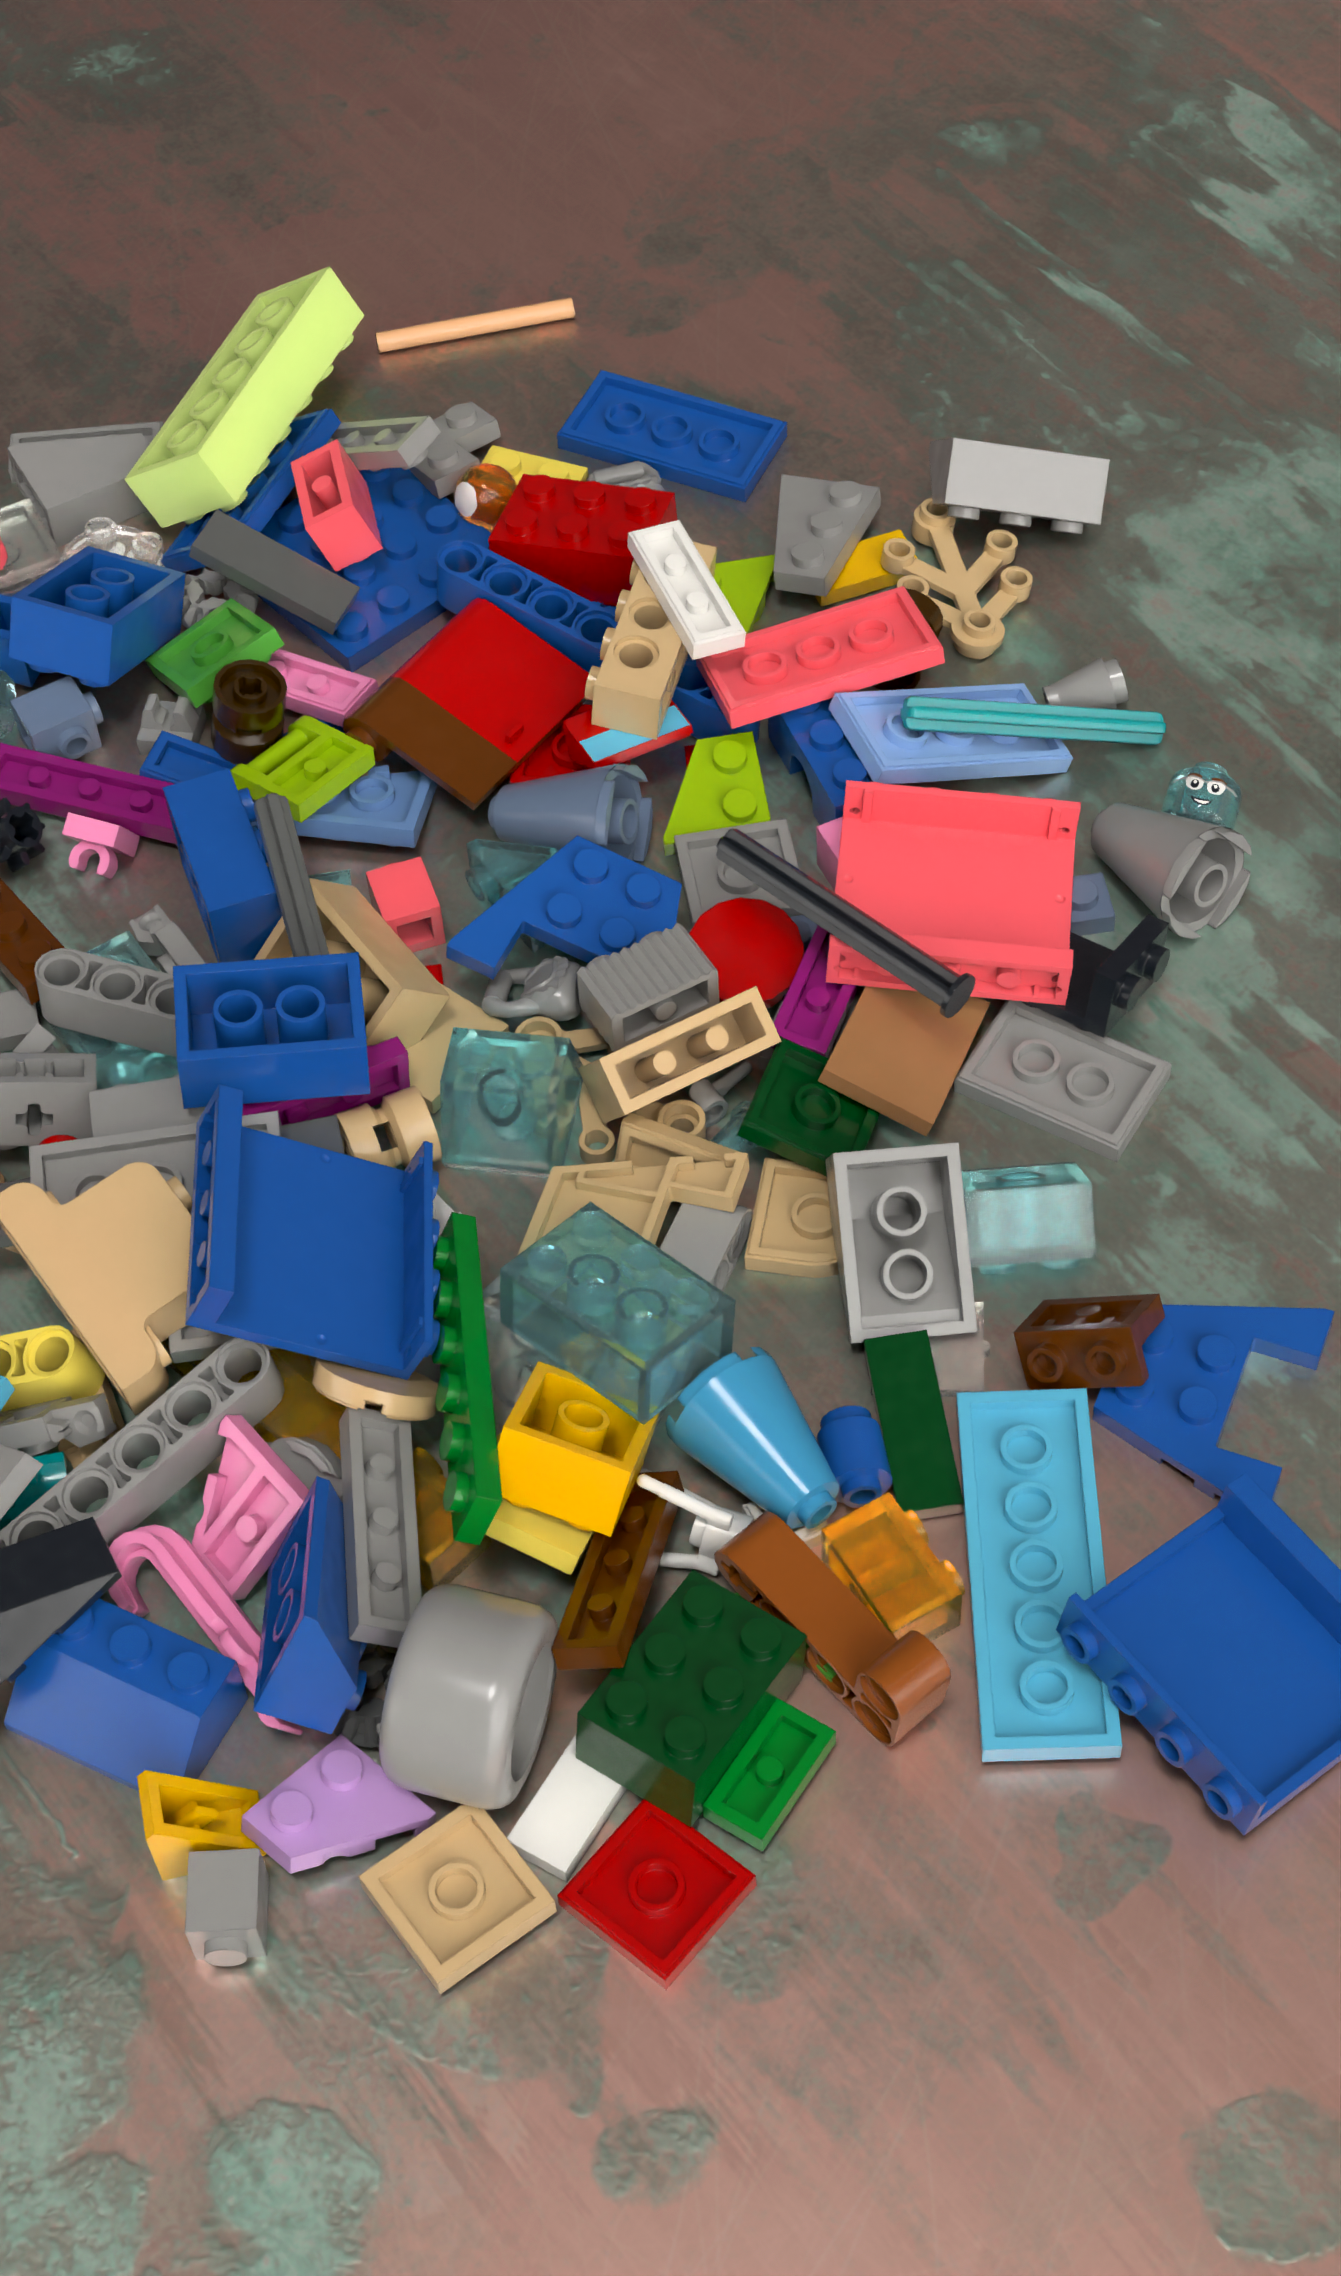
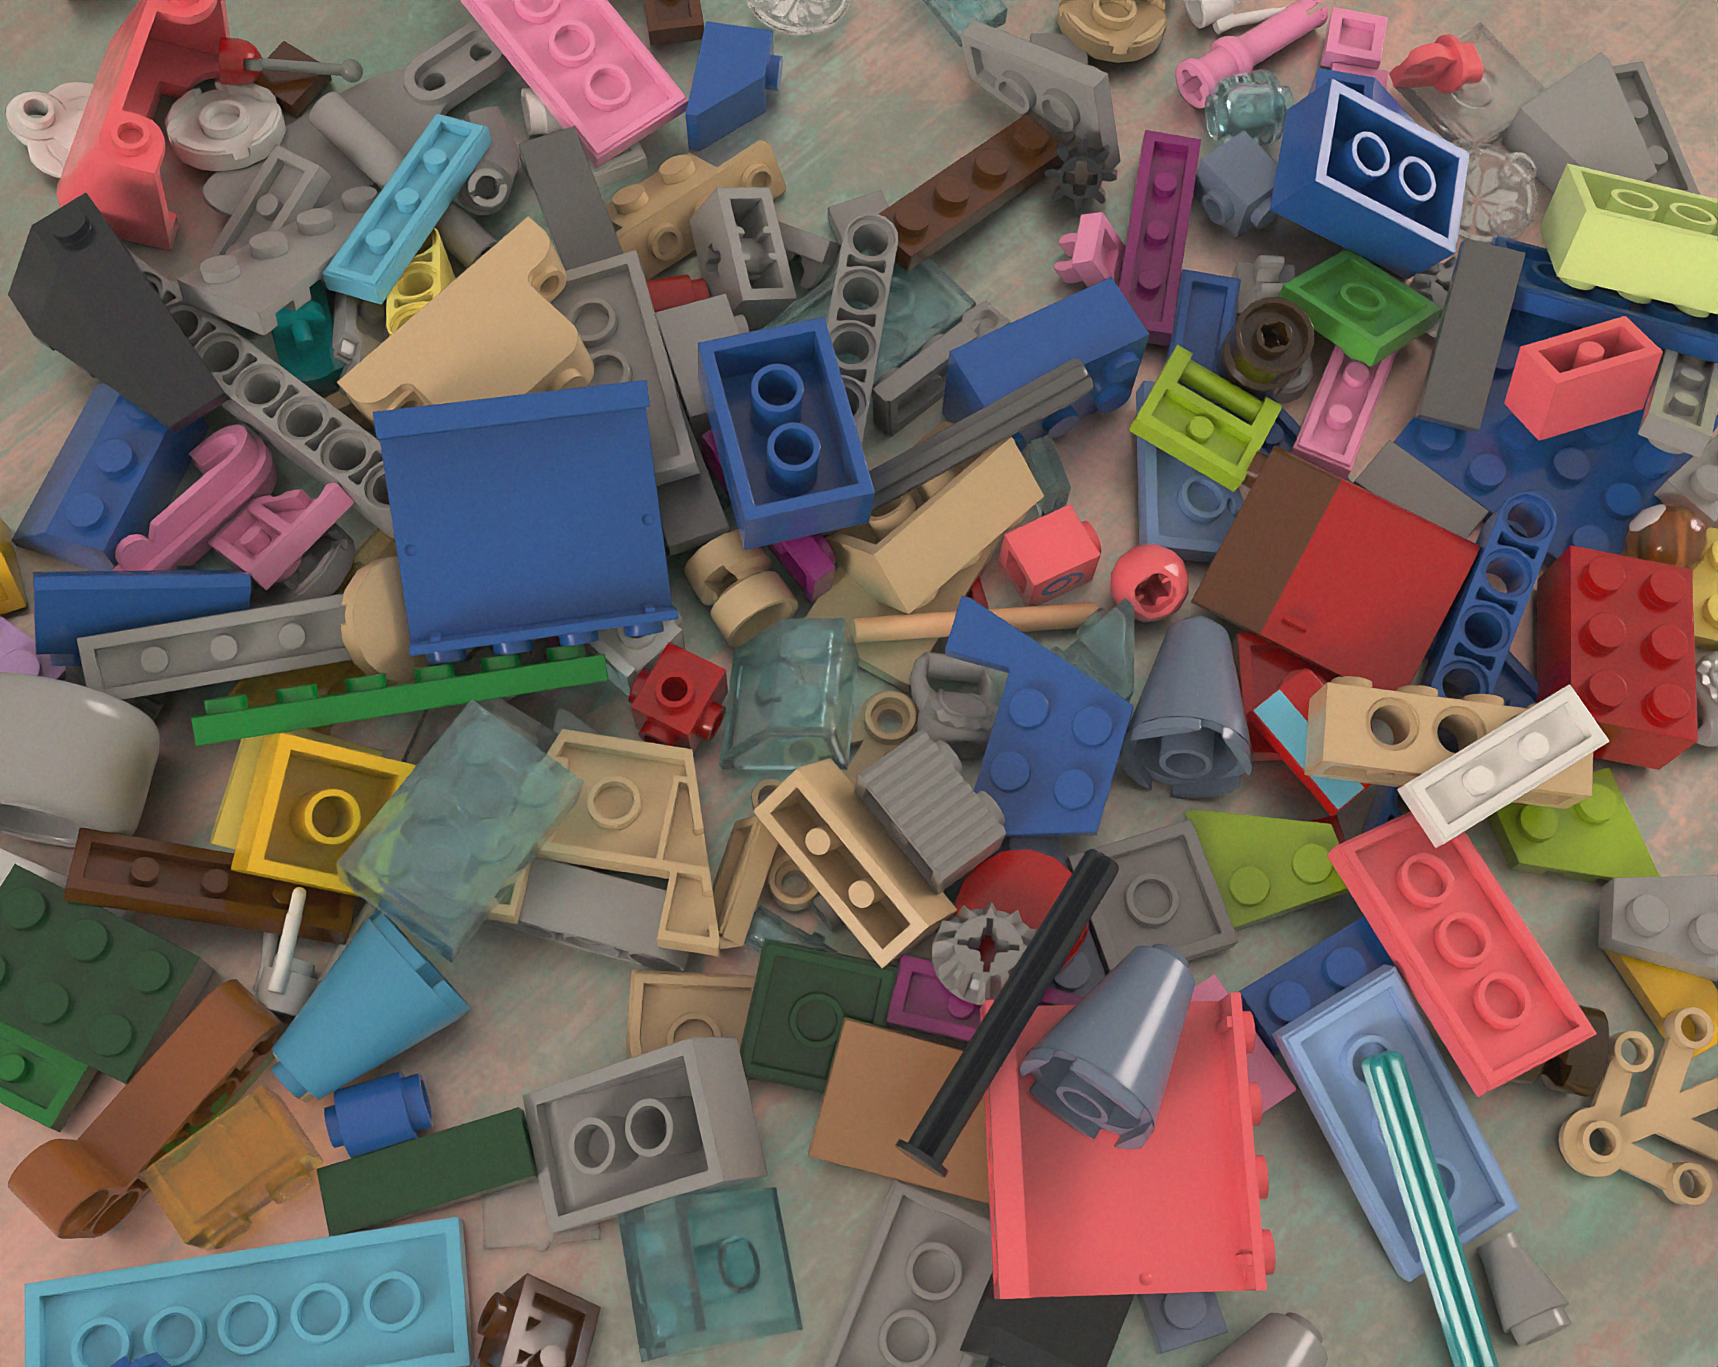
camera: 75 degrees right, 15 degrees up
(394, 648) = (1418, 489): none -> light grey tile
(443, 835) = (1151, 580): none -> coral piece
(457, 975) = (940, 623): none -> light nougat bar
(494, 1187) = (679, 699): none -> red brick
(793, 977) = (960, 965): none -> light grey gear
(883, 865) = (1116, 1048): none -> sand blue cone

